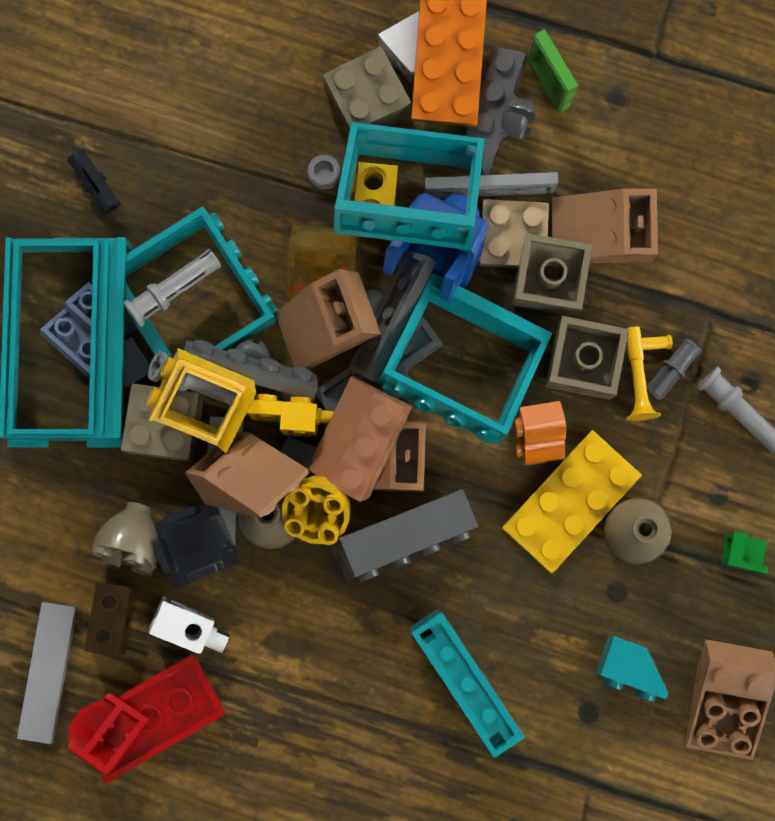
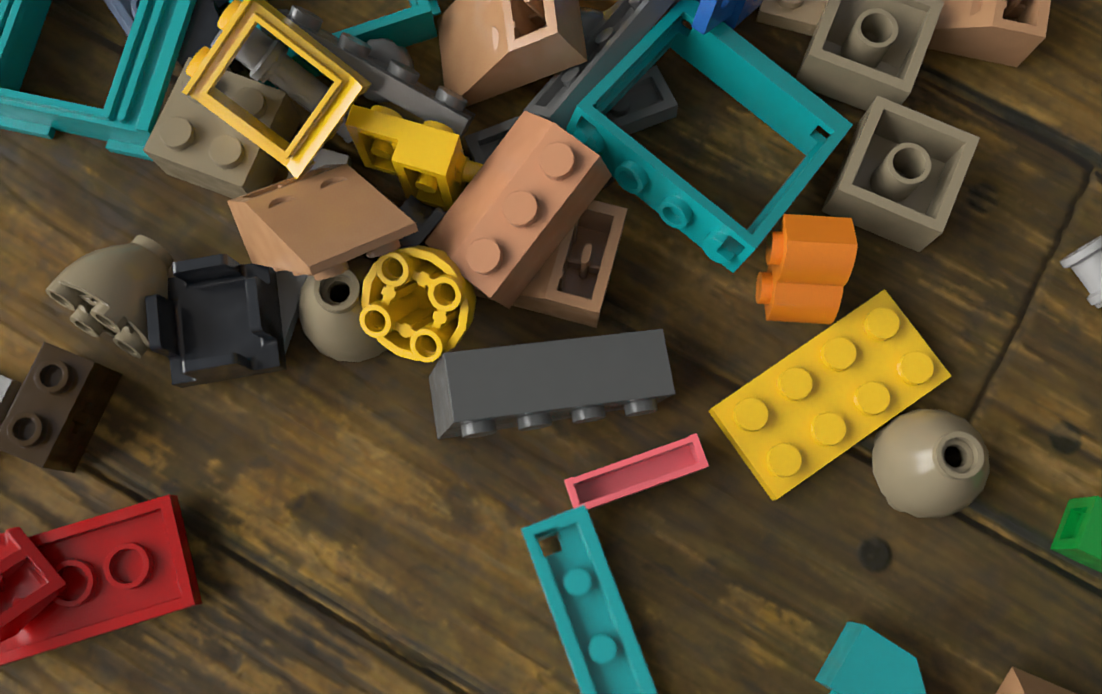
camera: 15 degrees right, 5 degrees down
(173, 619) = (146, 435): white torso -> none
(465, 578) = (637, 473): none -> coral piece
(636, 345) = (971, 275): yellow piece -> none
(673, 369) = (1029, 226): dark grey axle -> none

